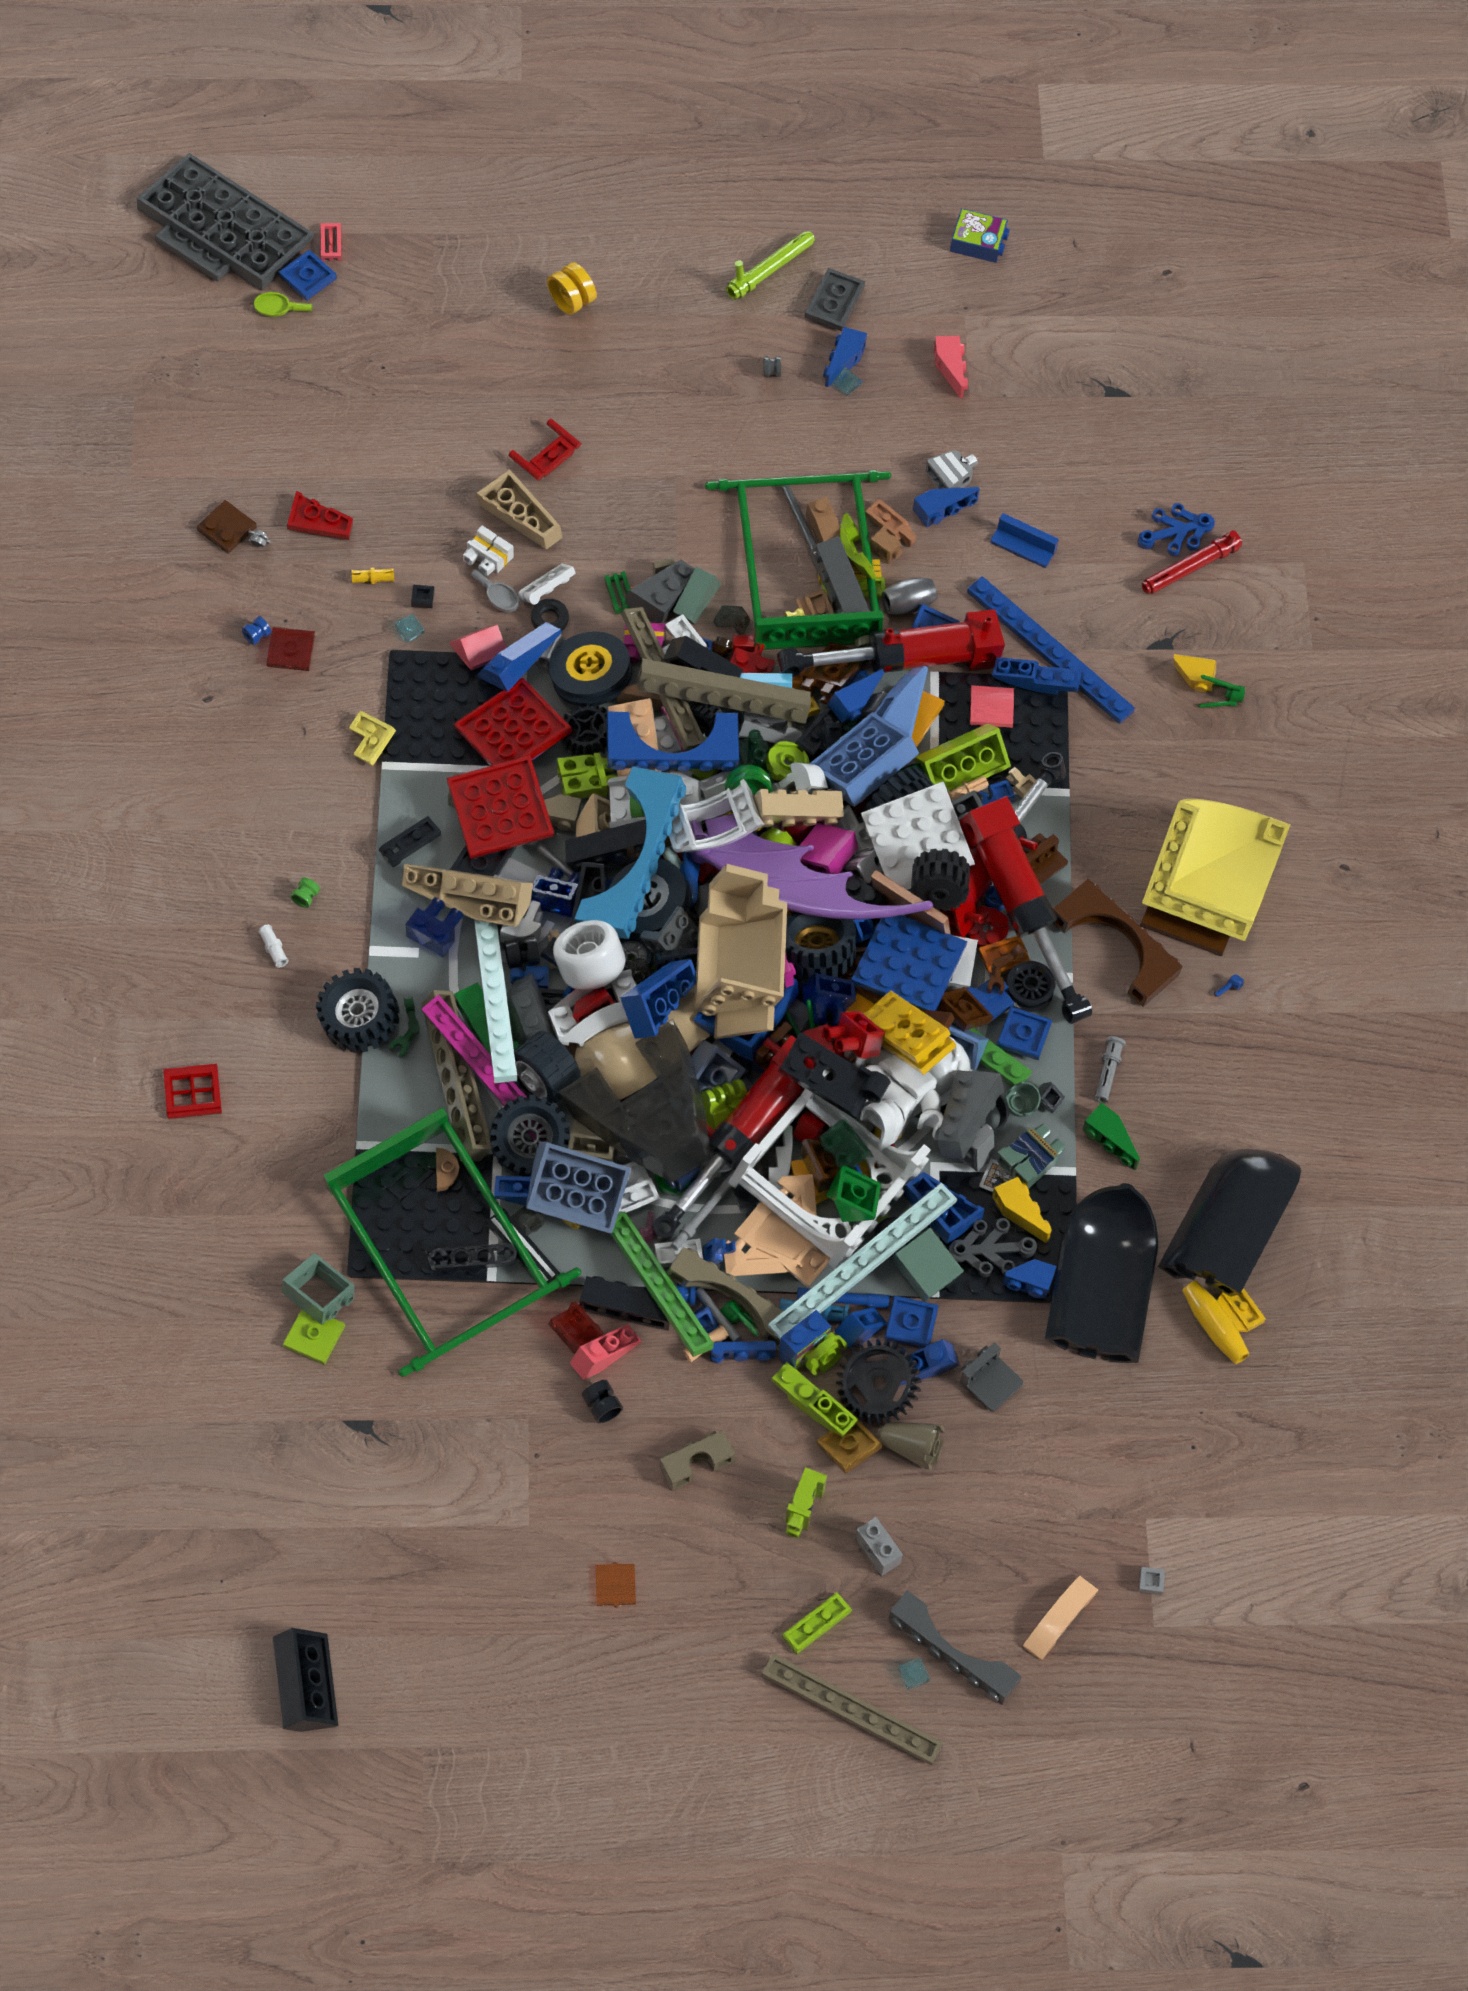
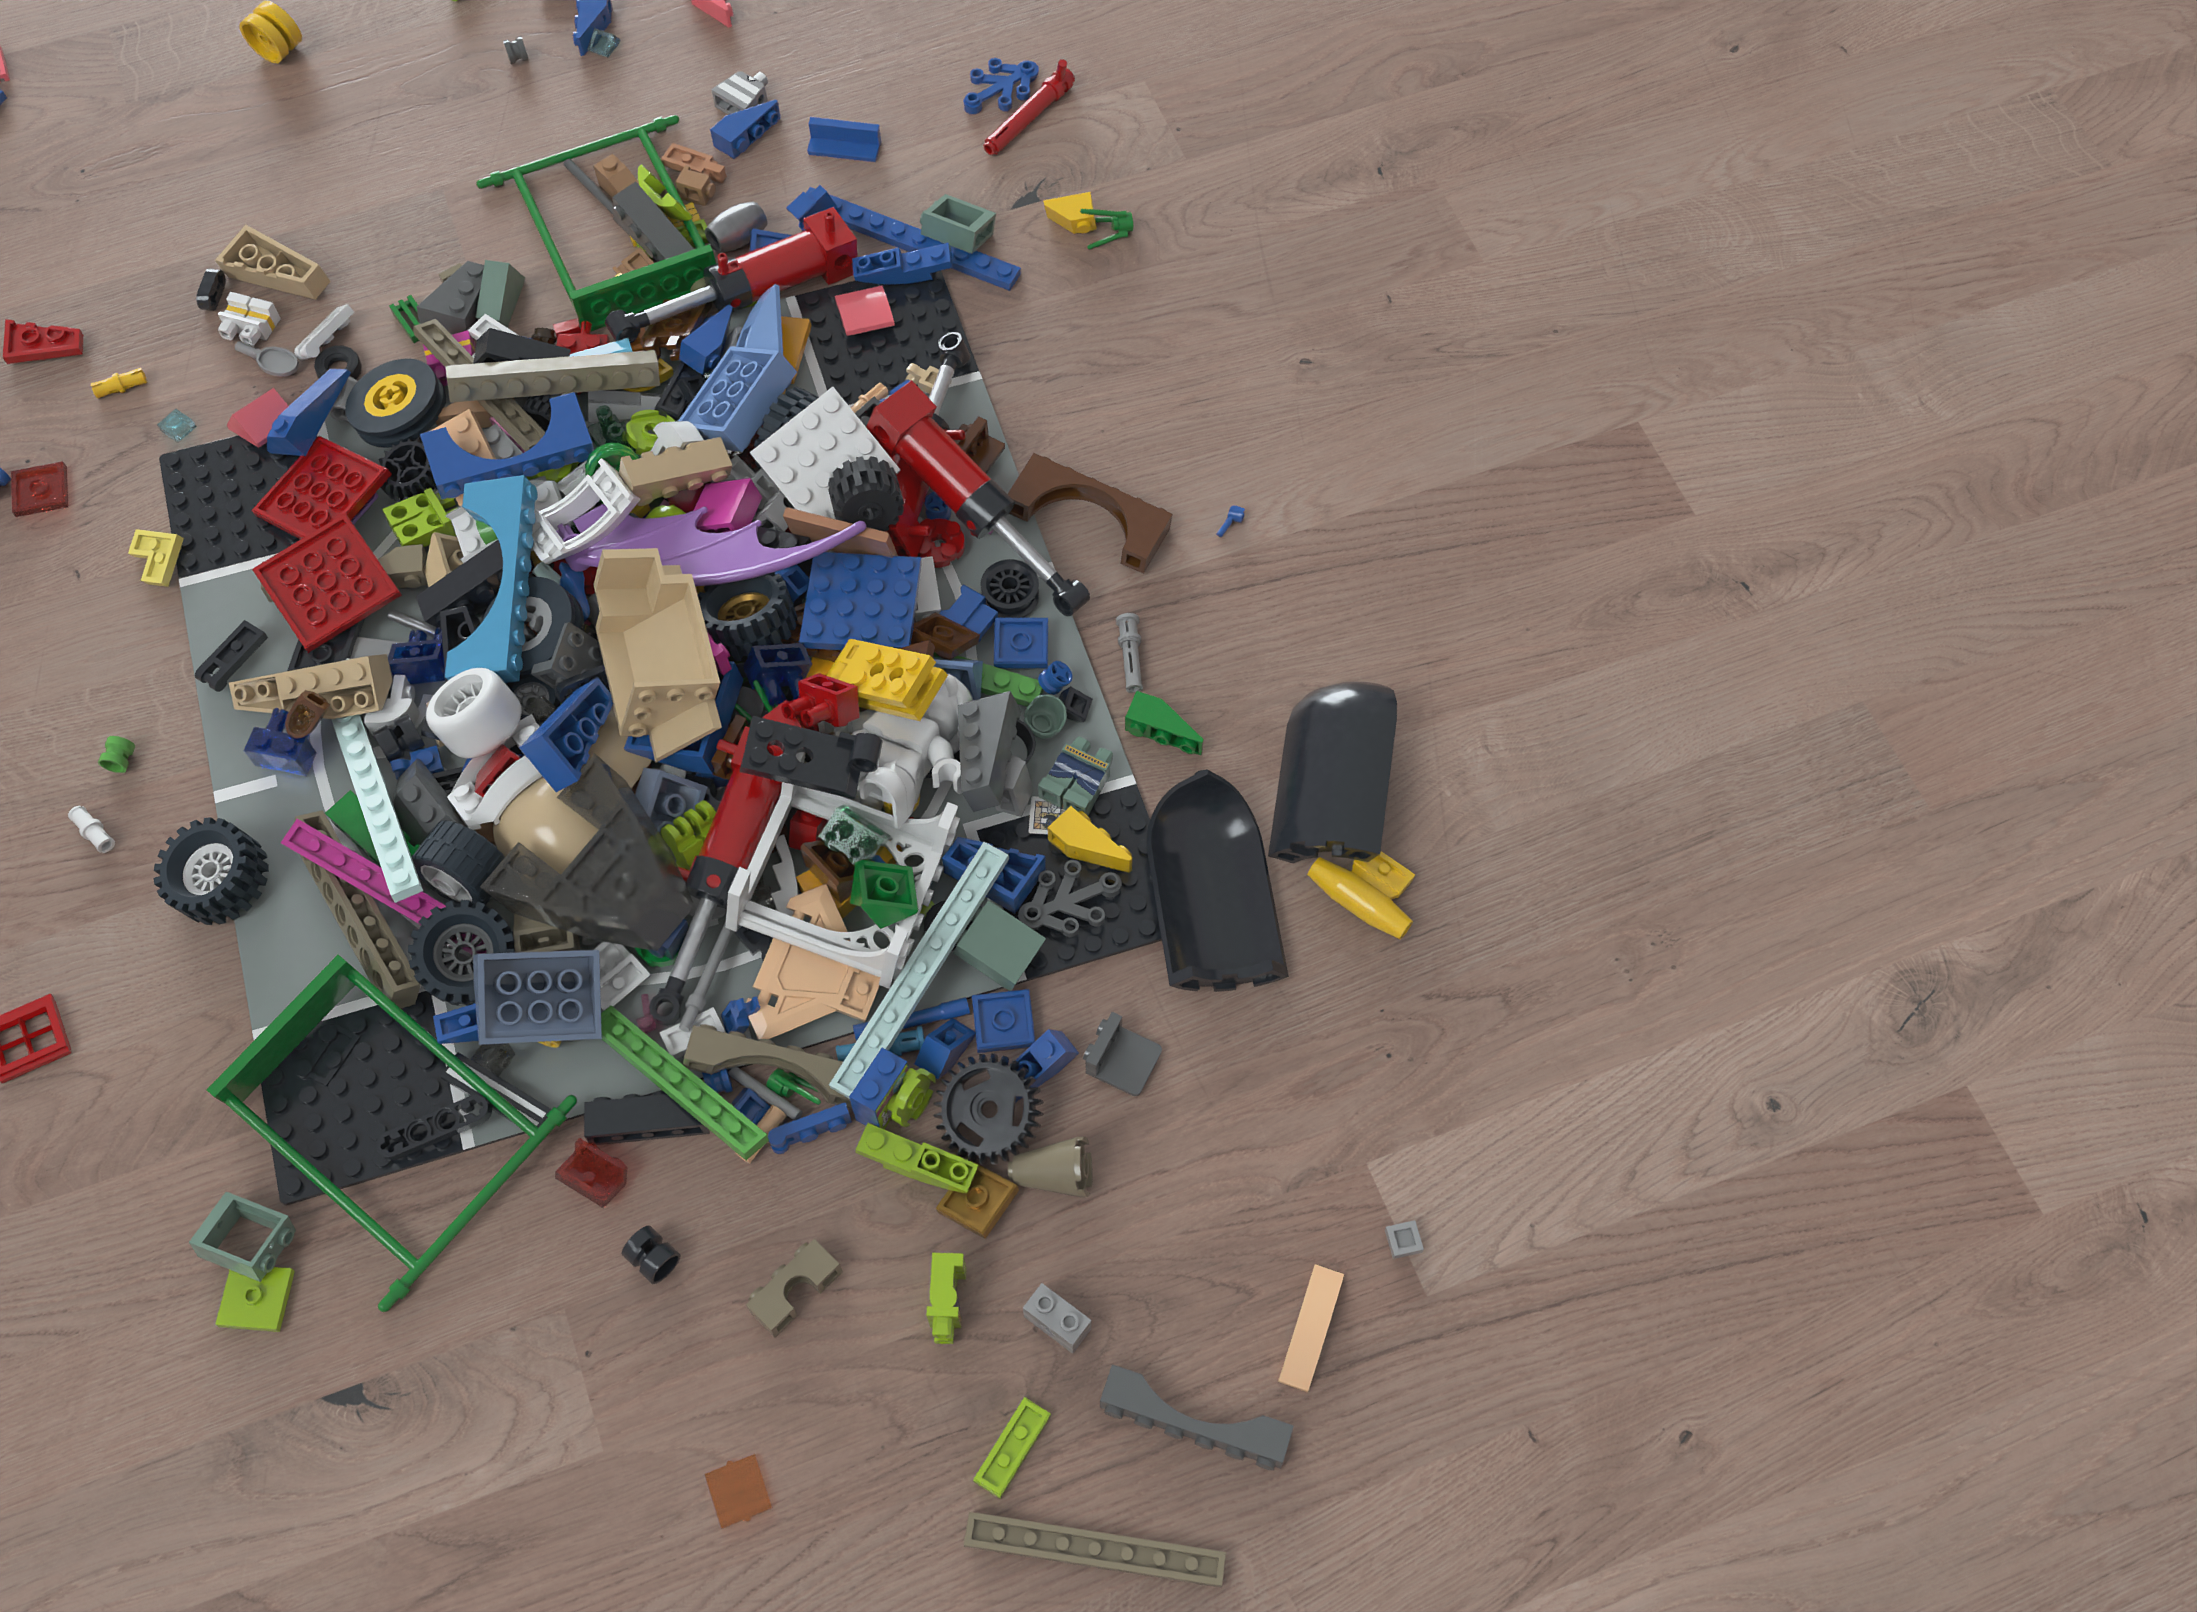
camera: 15 degrees left, 0 degrees up
(413, 1031) = (289, 875): dark green piece -> none
(422, 596) = (183, 387): black plate -> none
(446, 1168) = (373, 1027): medium nougat plate -> none
(460, 912) = (305, 714): none -> rock
(465, 515) = (211, 289): none -> black beam
(551, 456) = (294, 204): red plate -> none
(604, 1351) = (635, 1189): coral slope -> none
(732, 617) = (547, 305): clear smoke bracket -> none
(914, 1673) = (1156, 1470): clear light blue plate -> none
(966, 757) = (857, 366): lime slope -> none
(977, 600) = (810, 204): none -> blue piece
(996, 979) = (968, 592): reddish brown piece -> none
(1001, 948) = (967, 565): orange plate -> none
(1031, 1277) = (1128, 918): blue slope -> none
(1041, 1070) = (1055, 677): none -> blue wheel
(1087, 660) = (957, 223): none -> sand green window
(1184, 931) = (1160, 478): reddish brown tile -> none
(1216, 865) = (1168, 395): light yellow panel -> none

